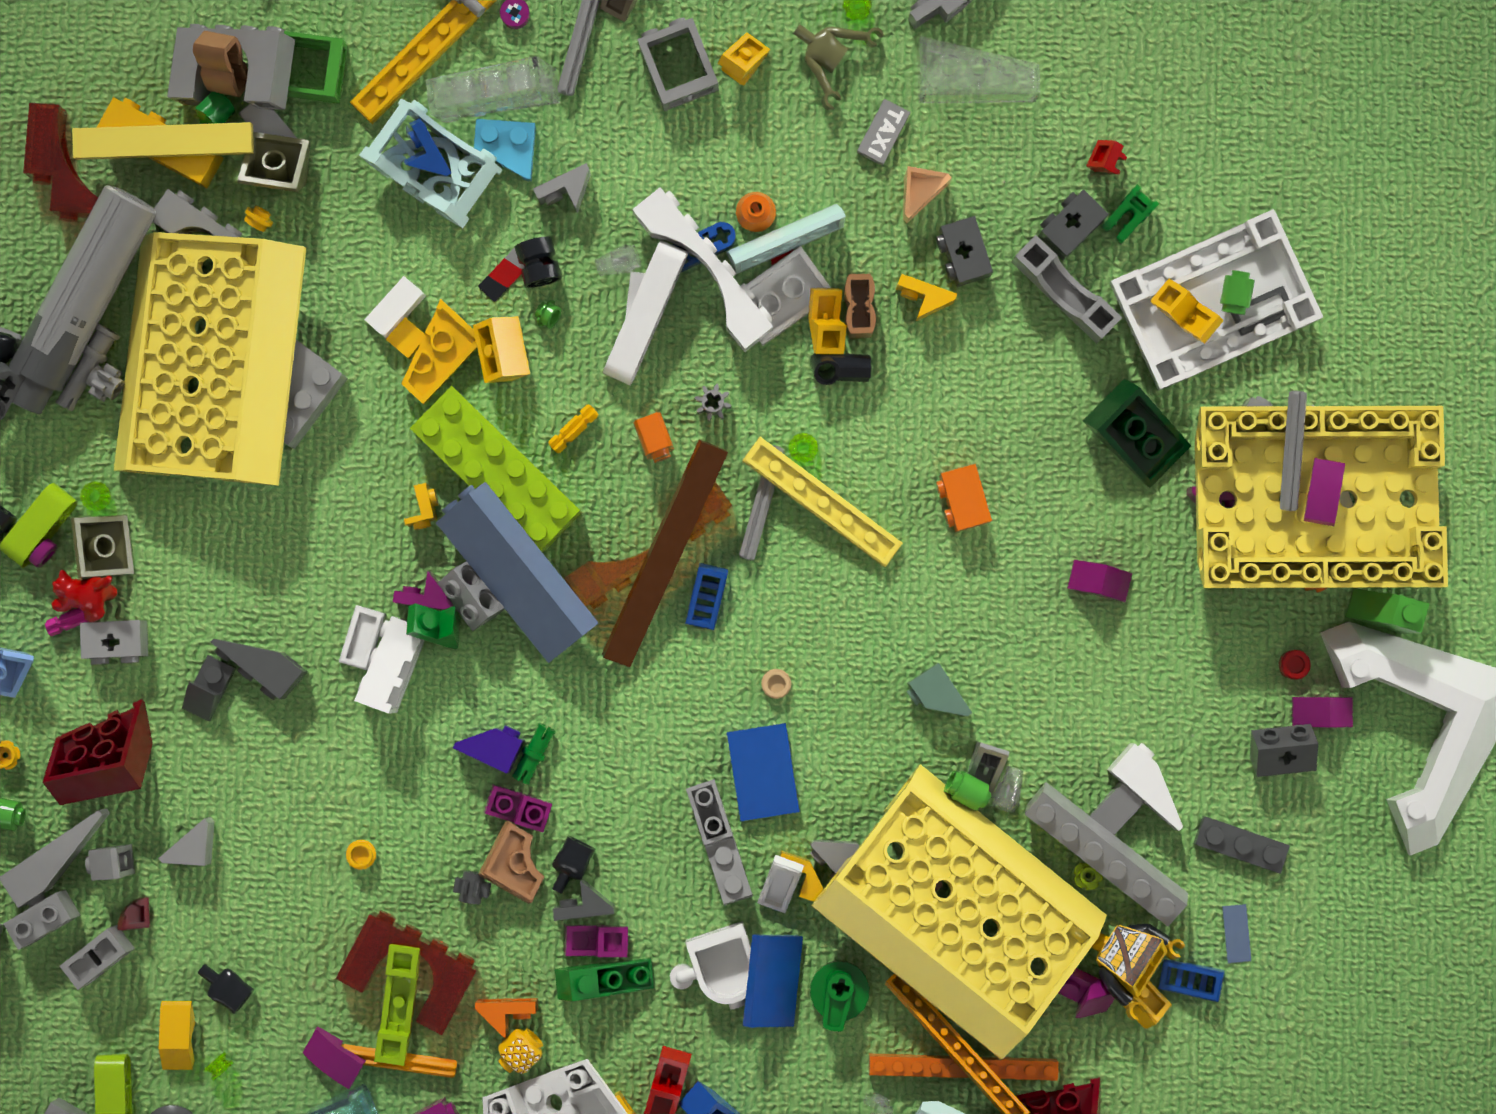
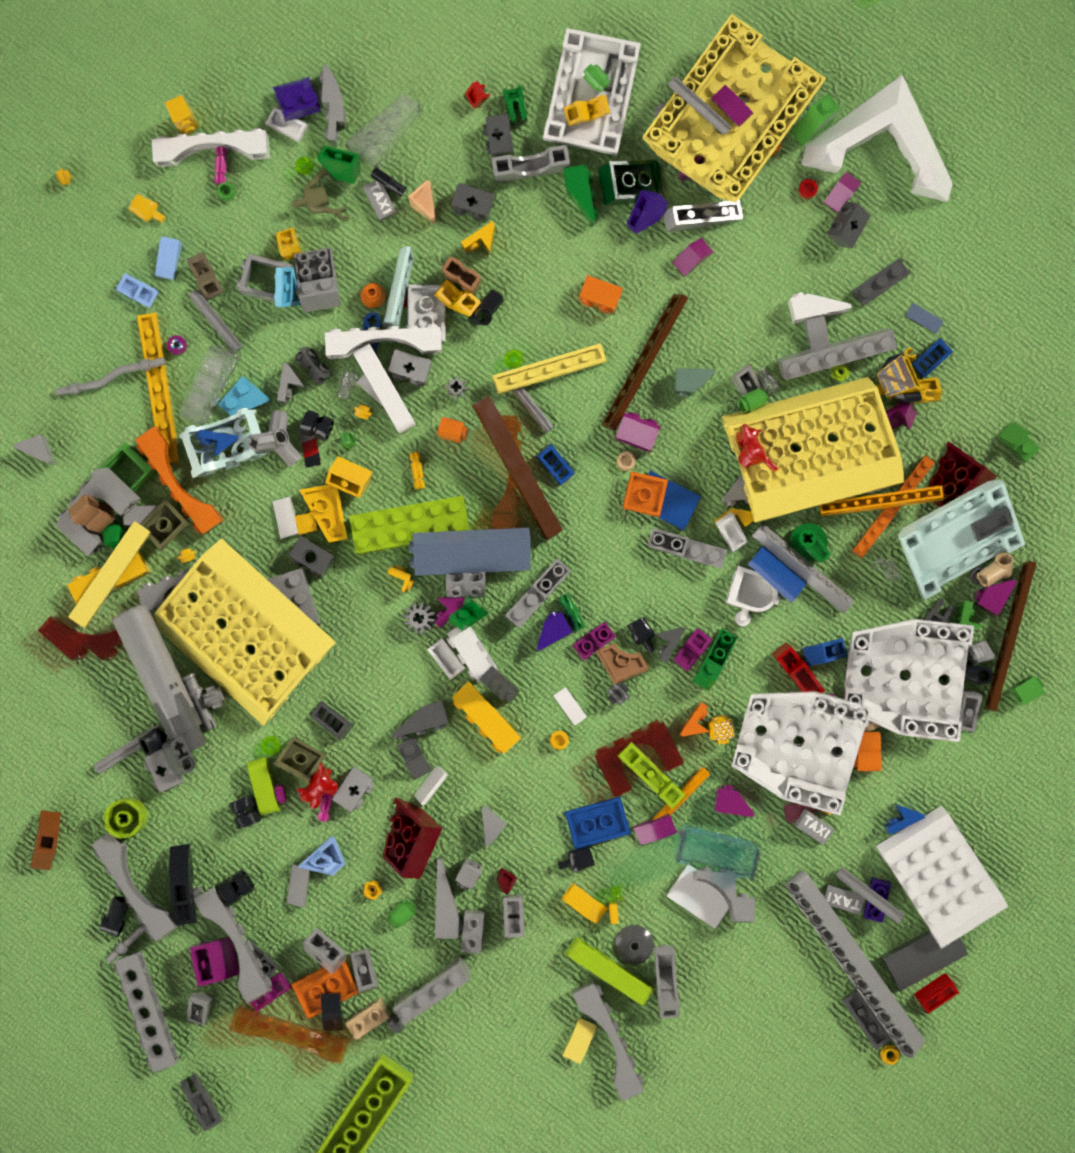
camera: 50 degrees left, 0 degrees up
(188, 733) = (430, 785): none -> white slope
(189, 574) = (342, 733): none -> dark grey slope
(190, 1080) = (613, 912): none -> yellow tile
(291, 978) = (597, 822): none -> blue tile
(322, 742) = (486, 717): none -> yellow brick
(362, 83) = (156, 448): none -> orange arch
(372, 729) = (499, 685): none -> dark grey plate
(376, 392) = (303, 548): none -> dark grey brick
(377, 570) = (417, 625): none -> light grey gear
(414, 837) = (570, 706): none -> white sticker
(473, 215) = (276, 439): none -> light grey piece
(525, 694) = (538, 593): none -> light grey slope
(598, 306) = (362, 411): none -> yellow plate
(611, 215) = (308, 358): none -> dark grey hinge
(681, 97) = (285, 287): none -> medium azure wing
(708, 338) = (402, 360): none -> light grey brick
(723, 128) = (317, 280): none -> light grey slope
(749, 739) = (645, 494): none -> orange tile
(800, 1008) = (803, 568): none -> light grey piece
(821, 673) = (637, 431): none -> slope
(891, 50) = (340, 163): none -> green slope
(896, 838) = (752, 452): none -> red animal
(913, 126) = (388, 181): none -> black axle
(919, 616) = (644, 361): none -> reddish brown tile
(1080, 371) = (578, 188): none -> green slope
(1113, 480) = (647, 211): none -> dark purple slope
(1159, 553) = (701, 215): none -> light grey slope

